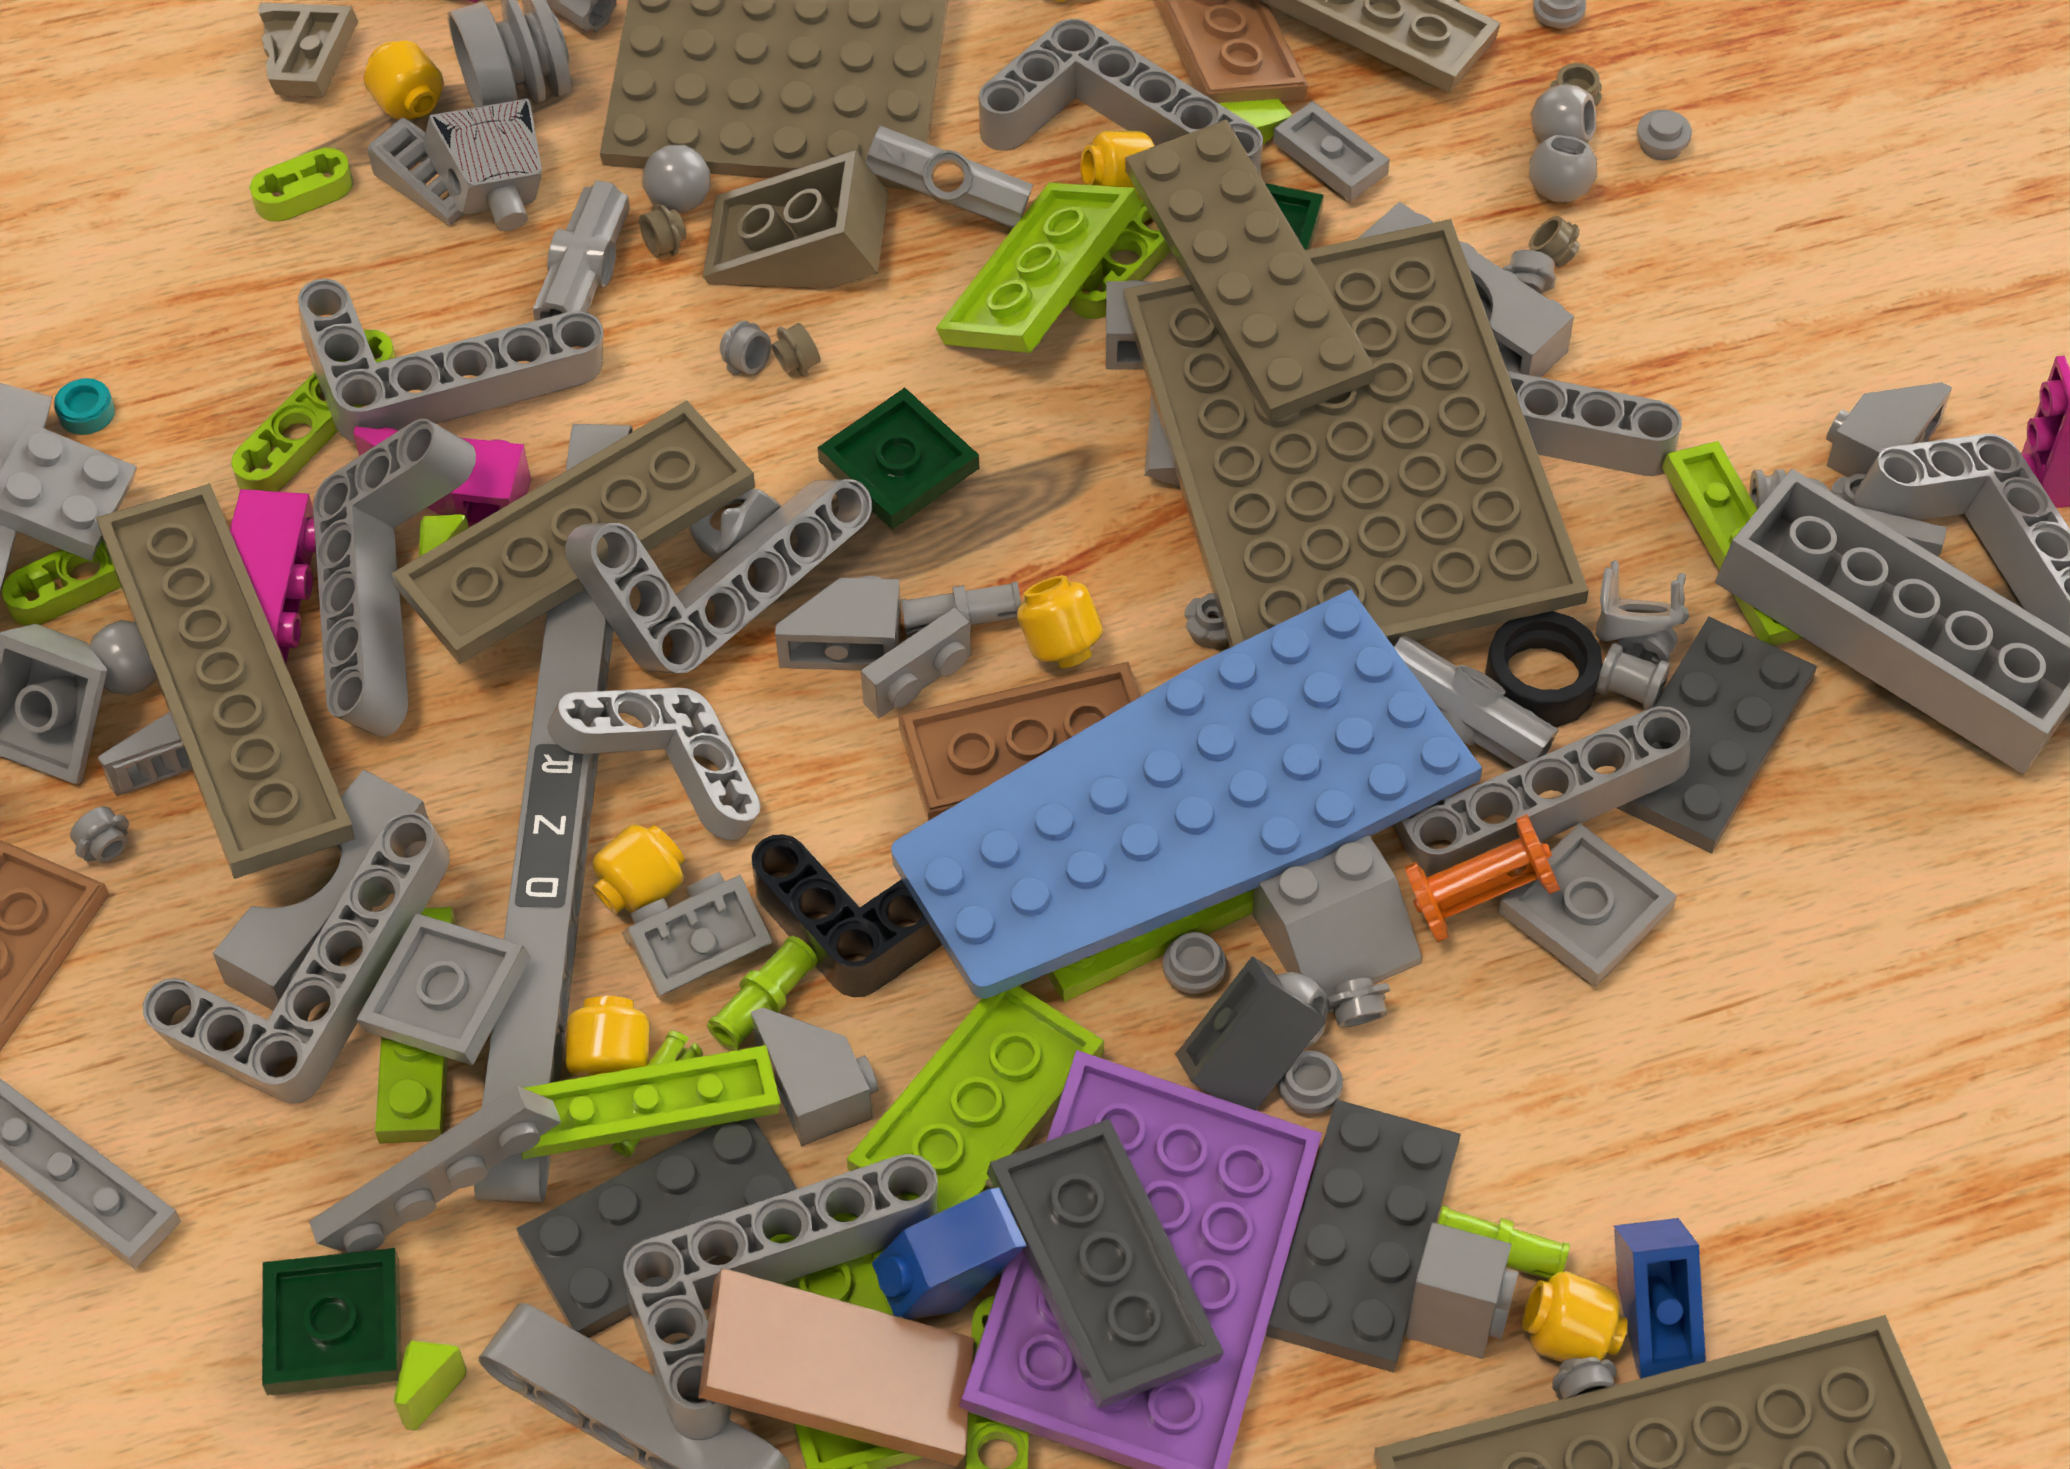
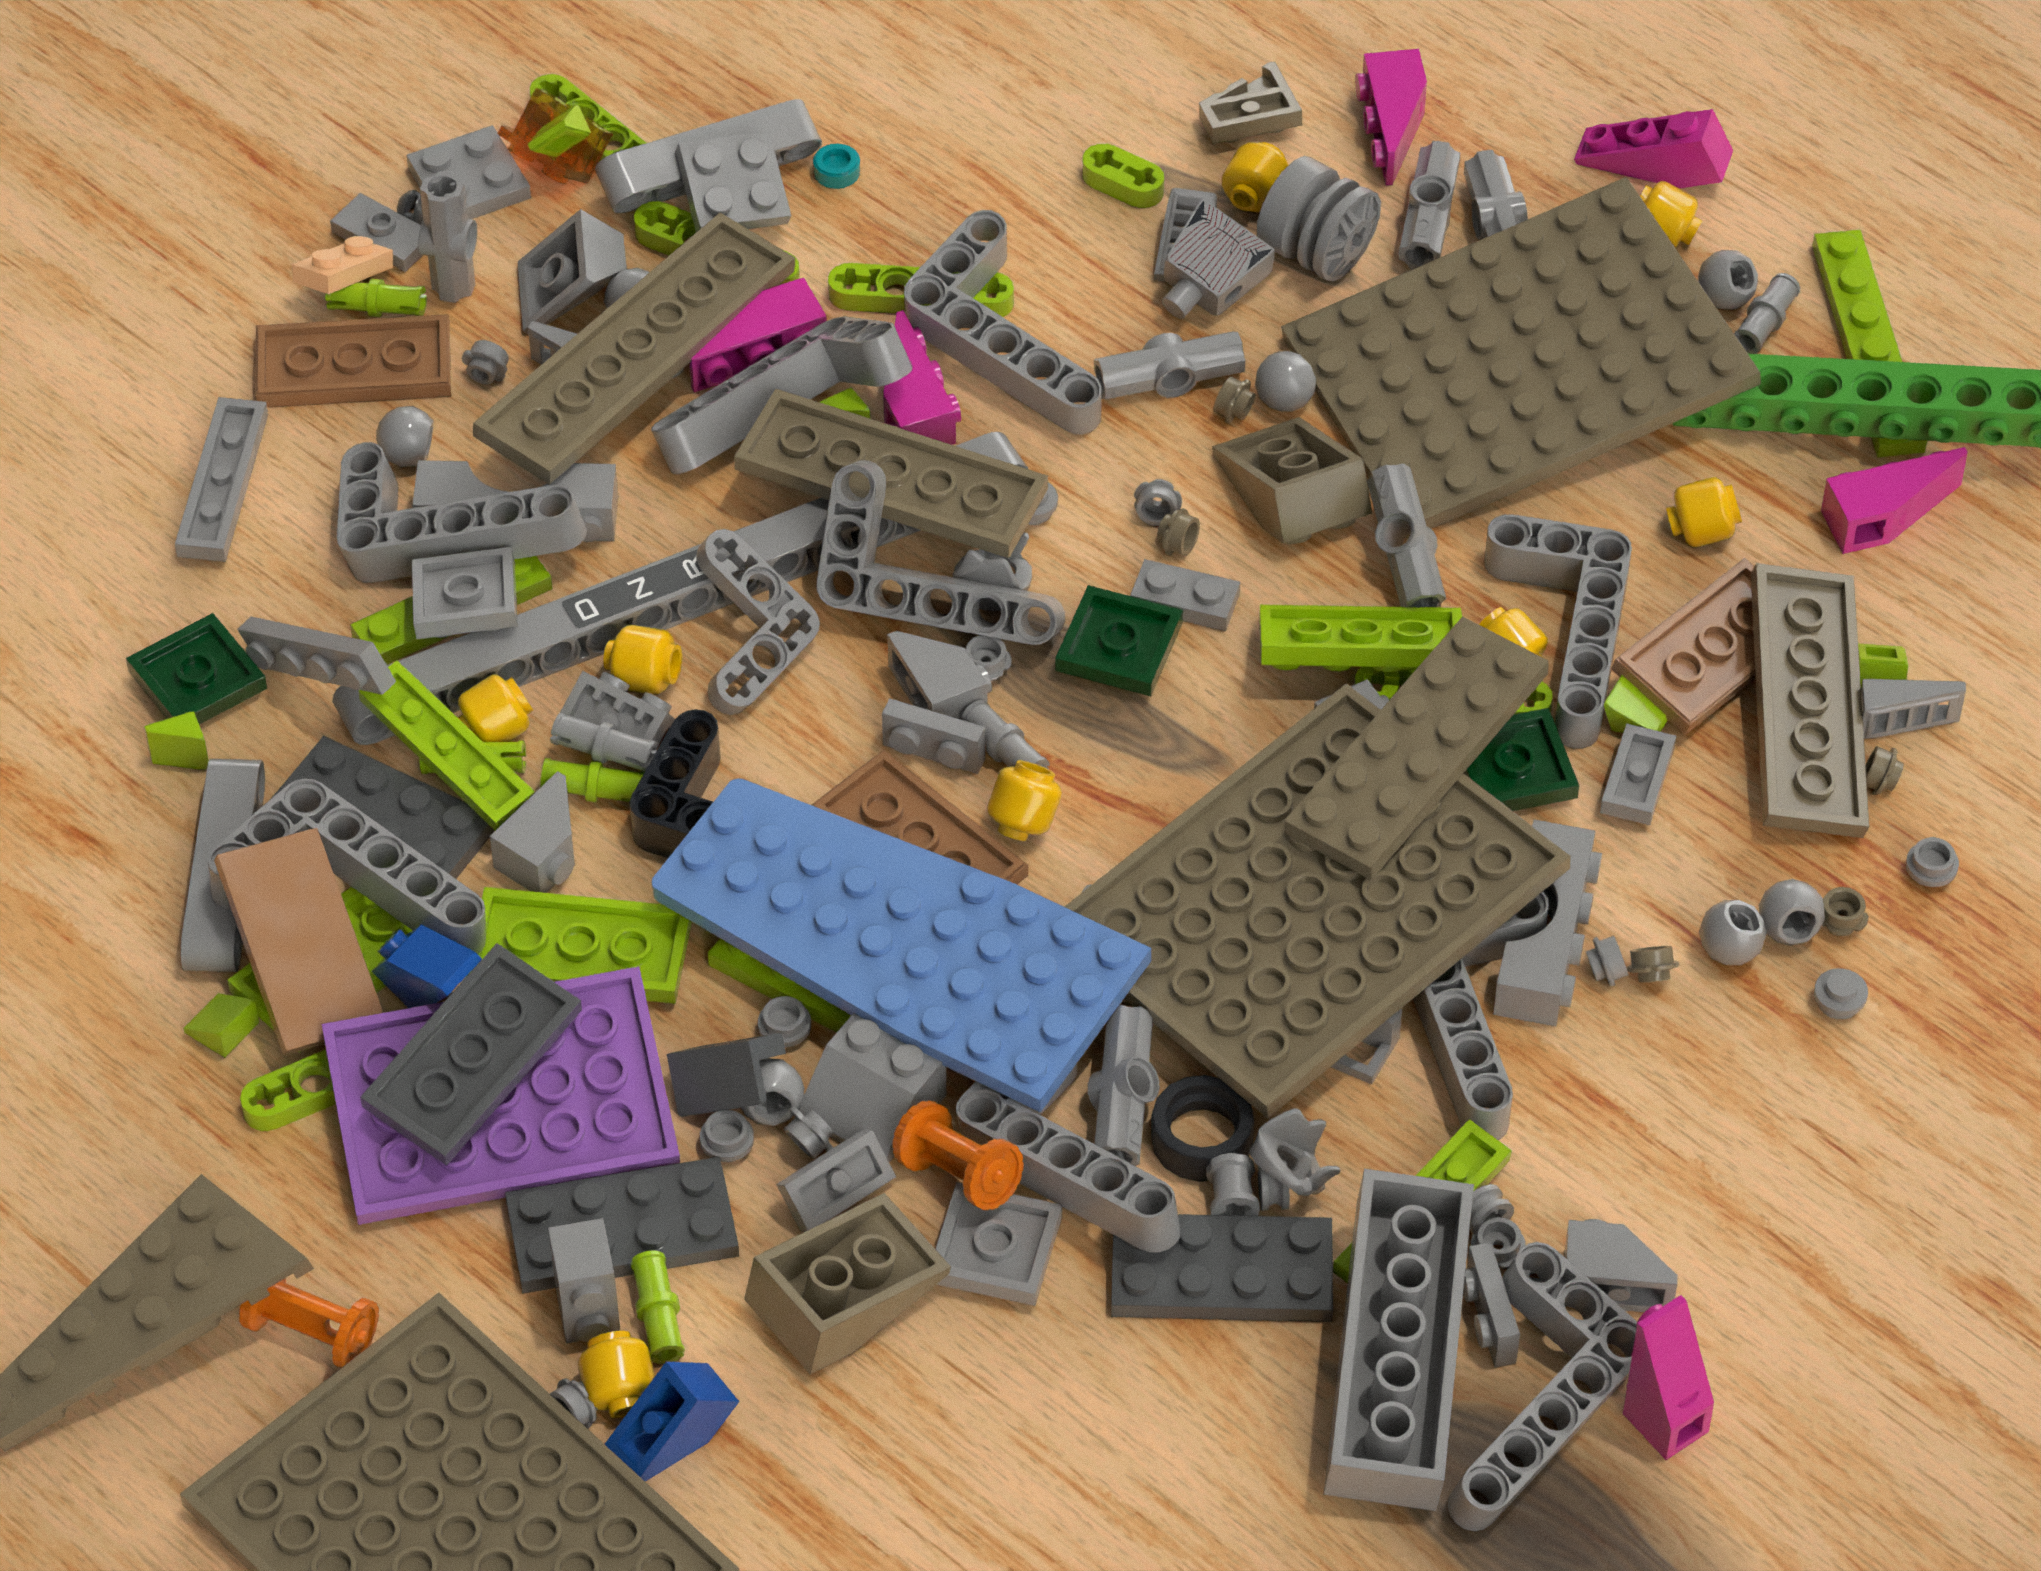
camera: 60 degrees right, 5 degrees down
(149, 953) = (405, 435): none -> light grey piece
(734, 953) = (603, 742): none -> light grey pin
(839, 564) = (991, 654): none -> light grey plate
(871, 380) = (1201, 596): none -> light grey plate
(1433, 1006) = (836, 1180): none -> light grey plate
(1578, 1054) = (843, 1281): none -> dark tan slope

